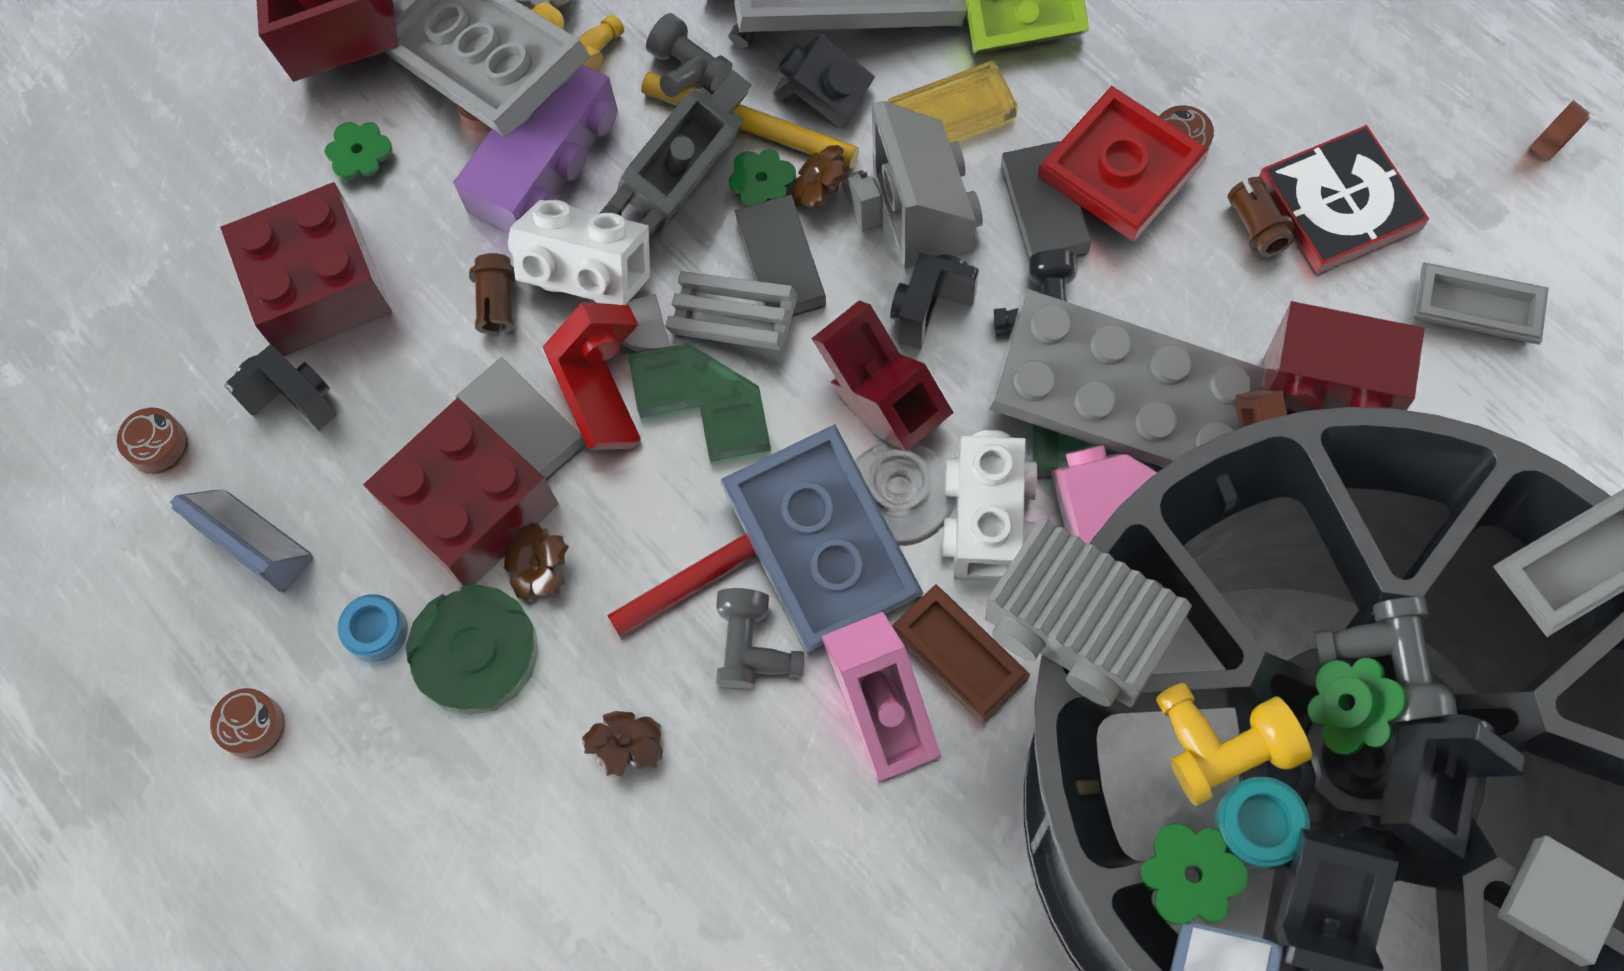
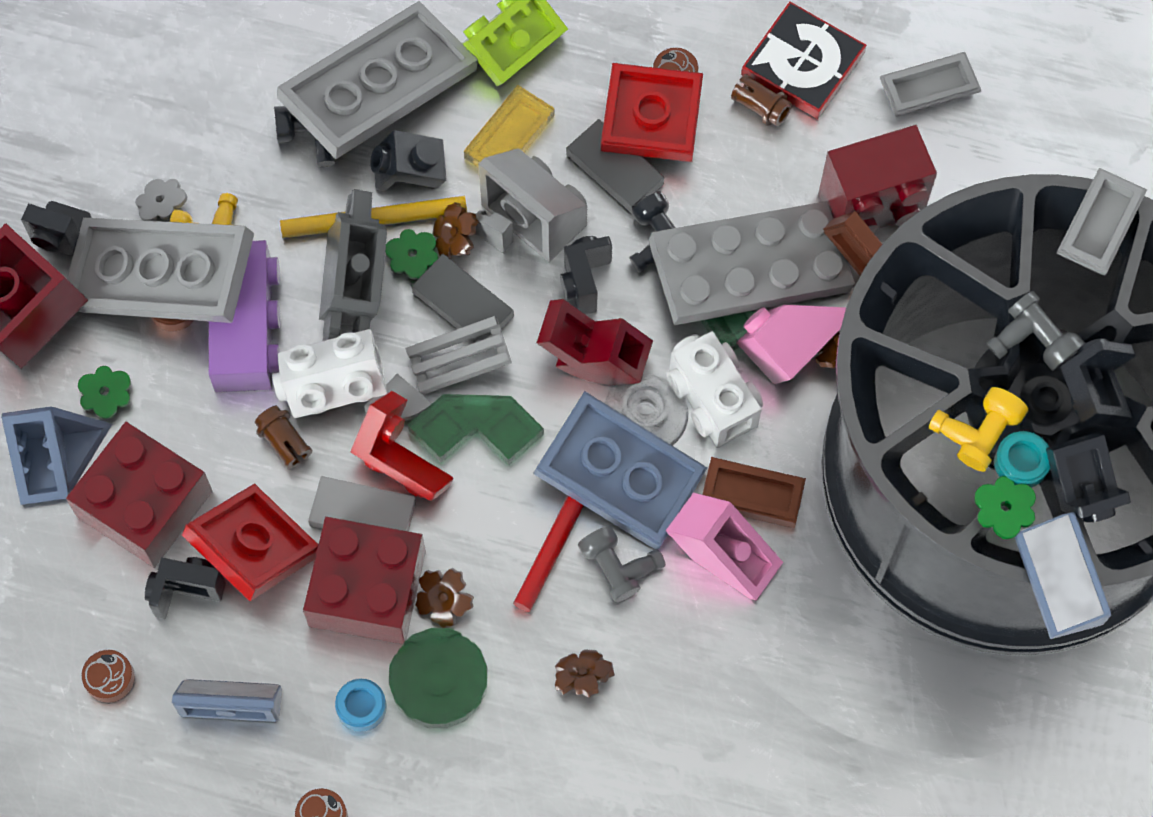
camera: 40 degrees left, 0 degrees up
(253, 168) = (50, 450): none -> sand blue slope
(374, 381) = (251, 541): none -> red tile
(670, 40) = (314, 197): dark grey piece -> none
(1084, 614) = (865, 403): light grey brick -> none
(1376, 705) = (1042, 361): green plant -> none

